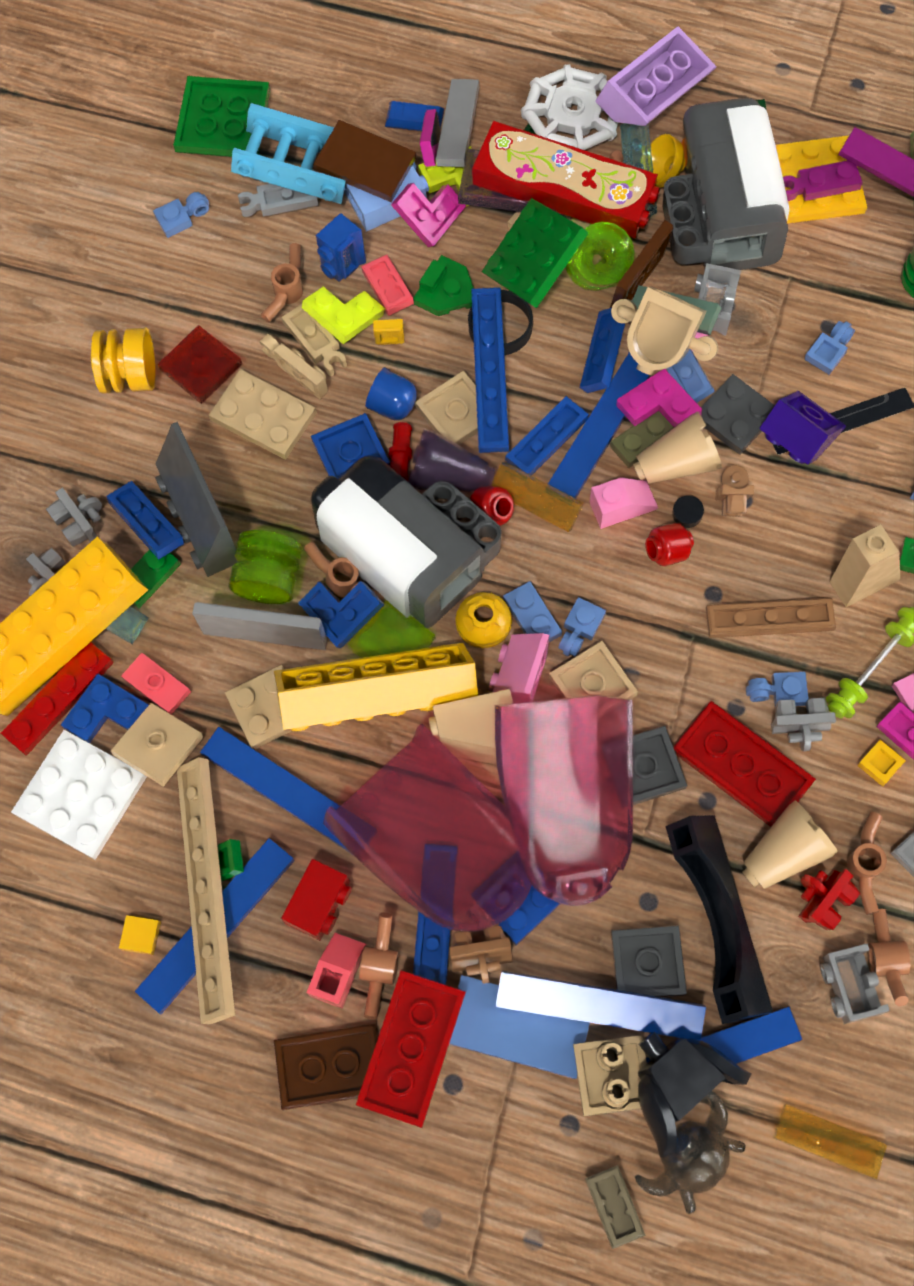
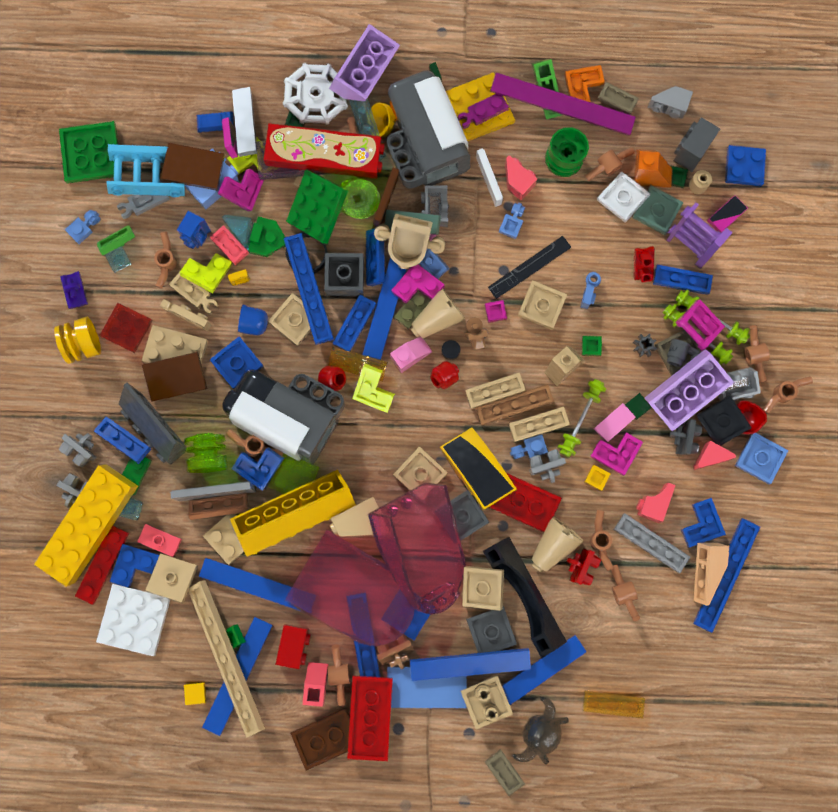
camera: 20 degrees left, 10 degrees up
(140, 294) = (74, 290): none -> dark purple hips
(217, 267) = (118, 259): none -> clear light blue plate
(222, 241) = (115, 240): none -> bright green plate
(251, 447) = (174, 376): none -> reddish brown tile
(260, 653) = (218, 506): none -> nougat tile
(400, 451) = (267, 356): red pin -> none
(410, 262) = (240, 227): none -> clear light blue slope
(443, 460) = (299, 359): clear purple cone -> none
(483, 633) = (350, 458): yellow piece -> none
(521, 666) = (375, 478): bright pink slope -> none
(531, 612) = (374, 439): medium blue plate -> none
(542, 541) = (369, 393): none -> neon yellow plate
(550, 361) = (344, 274): none -> dark grey brick
(584, 621) = (405, 435): medium blue plate -> none
(652, 886) = (483, 588): none -> tan plate
(677, 1081) = (523, 697): black torso -> none
(689, 698) = (478, 468): none -> black slope
(736, 414) = (465, 279): dark grey plate -> none
(744, 586) = (495, 390): none -> tan plate
(772, 471) = (495, 311): none -> dark pink tile
(801, 427) = (507, 279): dark purple slope -> none
(804, 655) = (539, 424): none -> tan plate
(808, 277) = (489, 177): none -> white tile
(849, 478) = (542, 305): none -> tan plate
(852, 984) = (608, 613): light grey window -> none
(854, 288) = (518, 178): none -> coral slope

